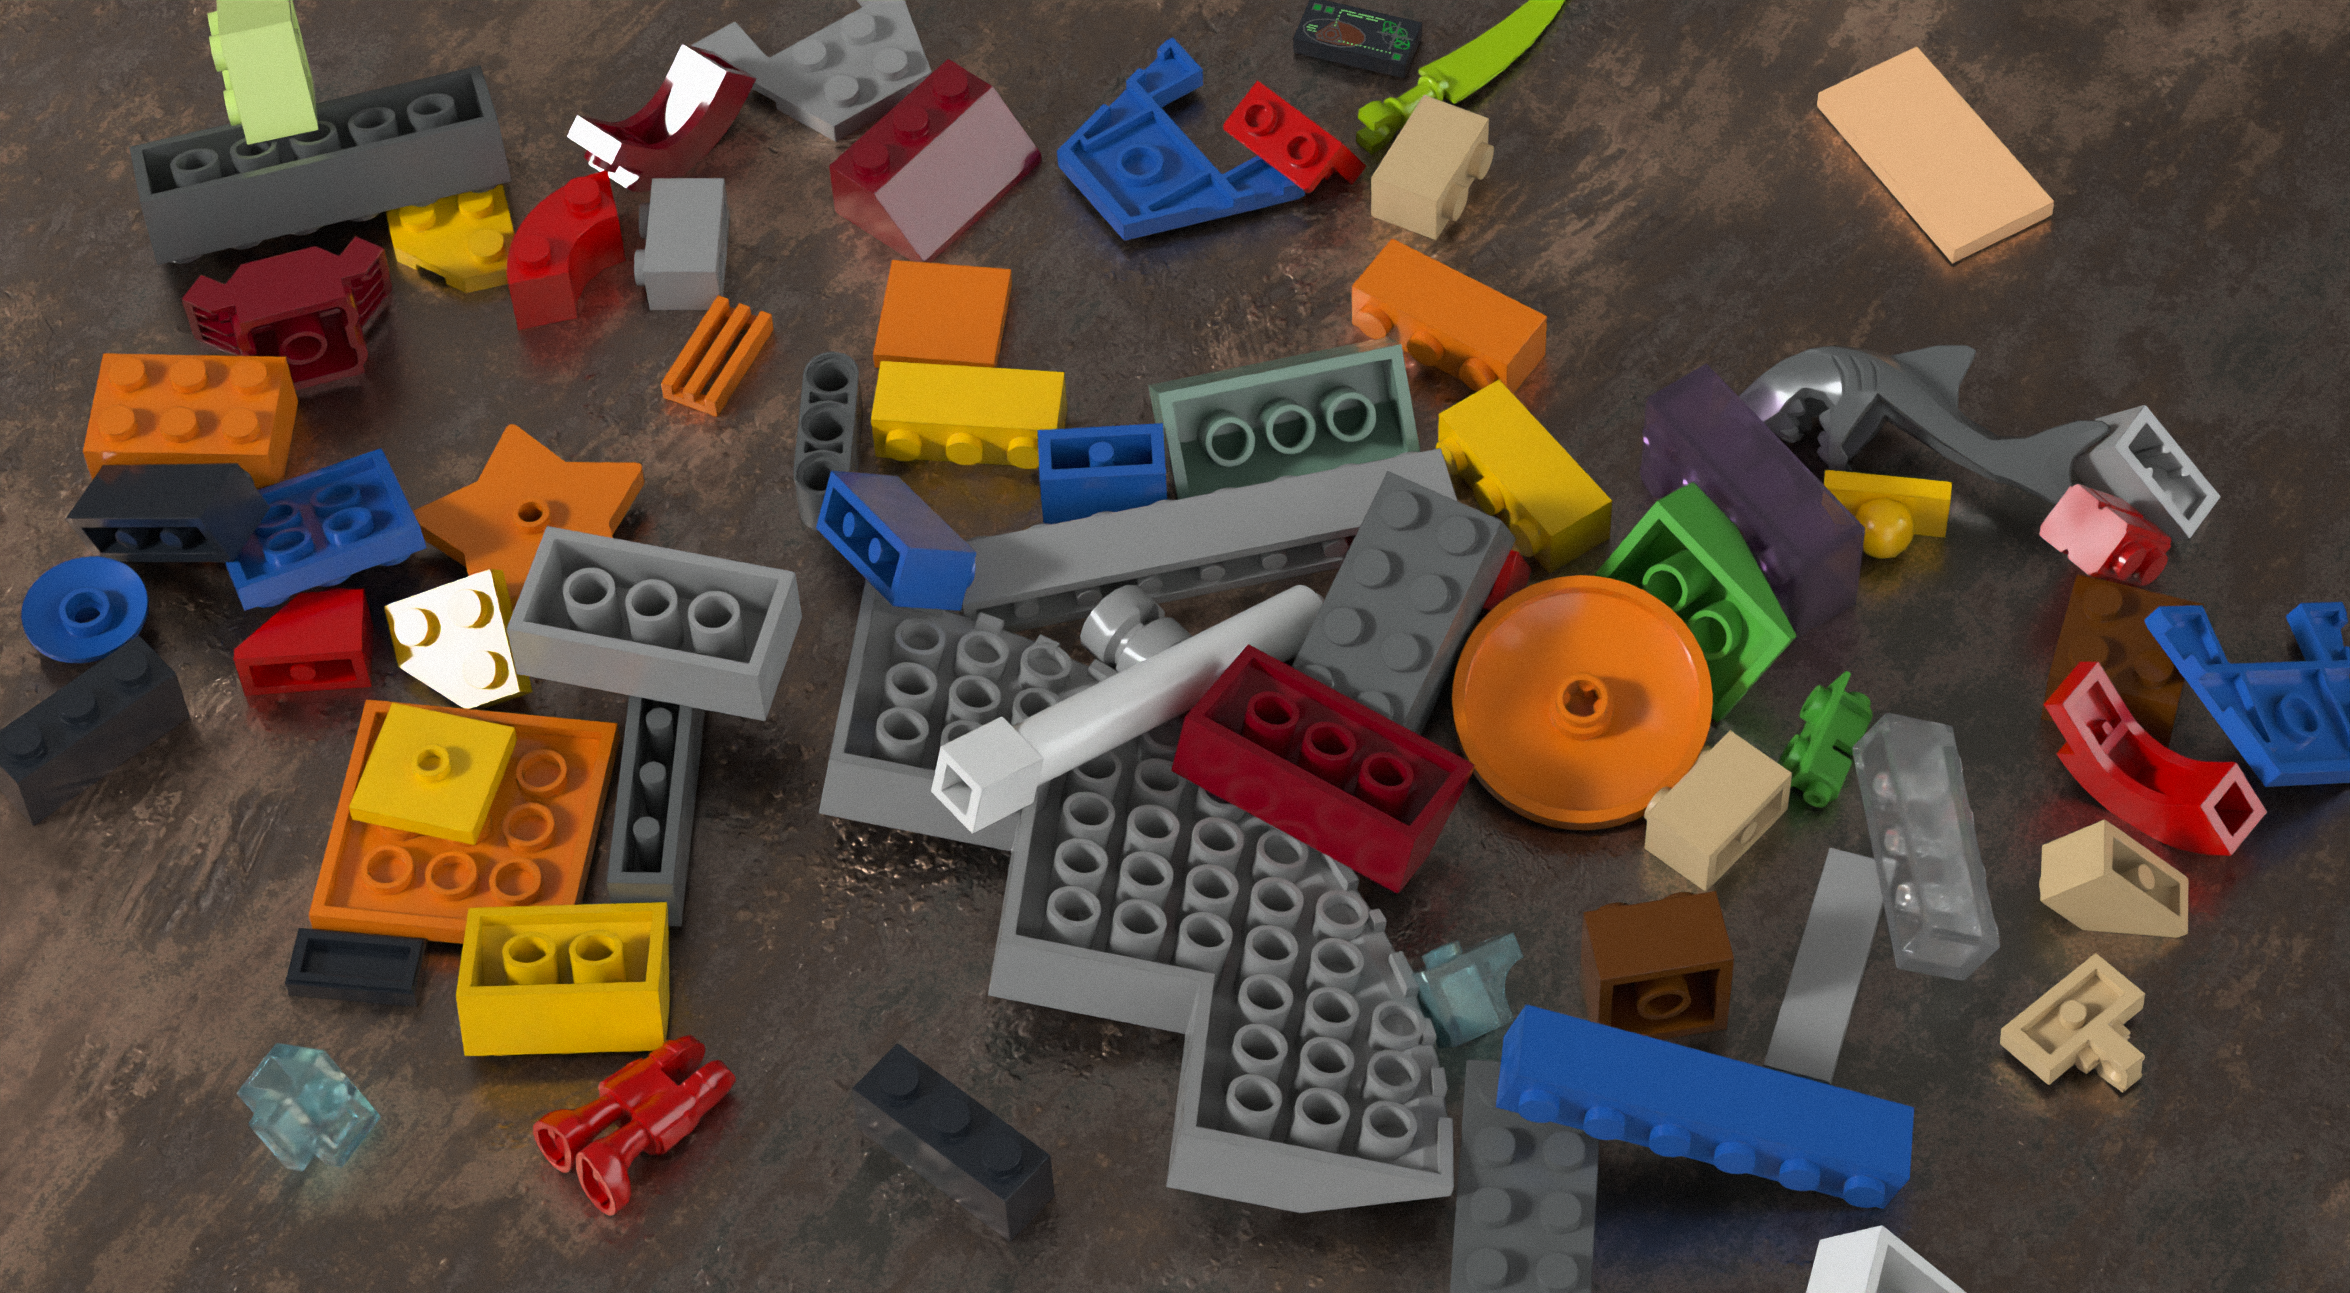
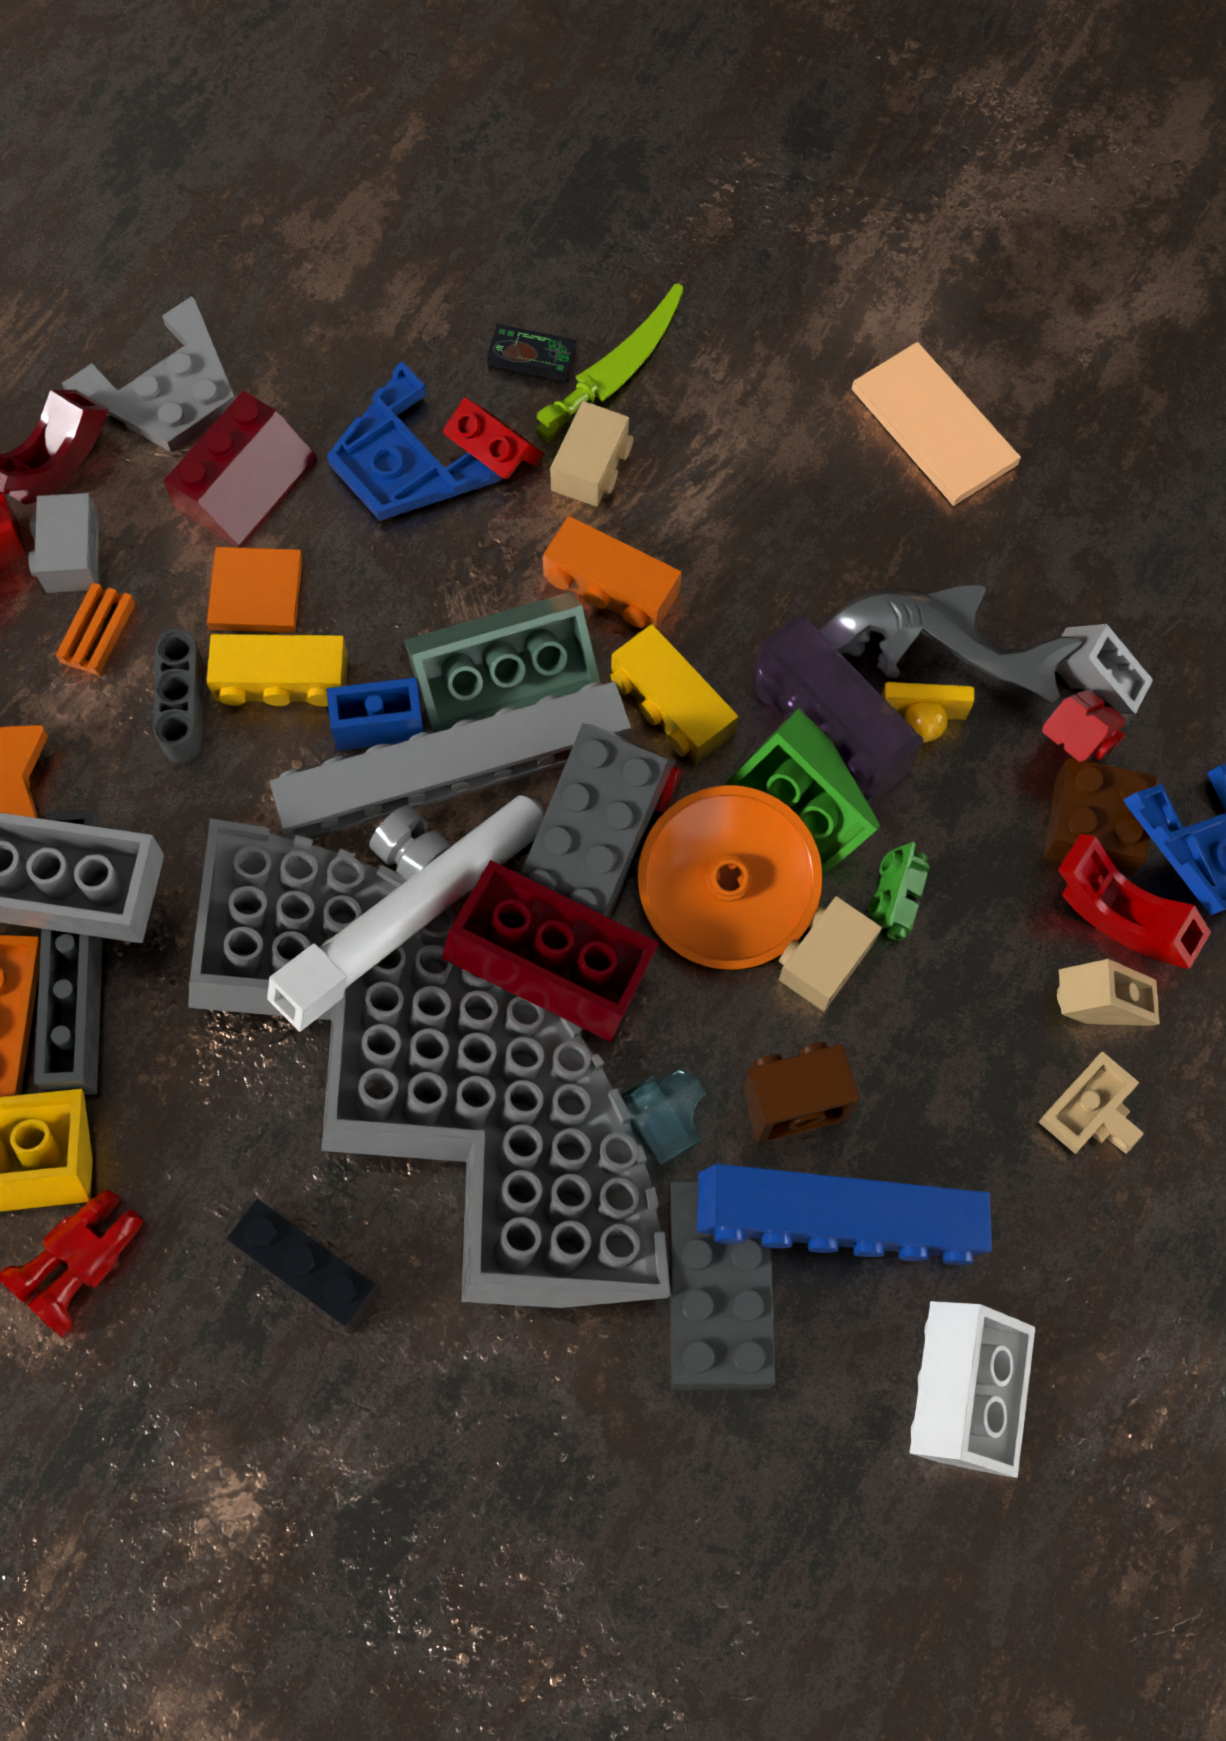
camera: 10 degrees left, 15 degrees up
(896, 541) = (230, 783): blue brick -> none
(1827, 969) = (915, 1073): light grey tile -> none
(1925, 847) = (978, 976): clear brick -> none

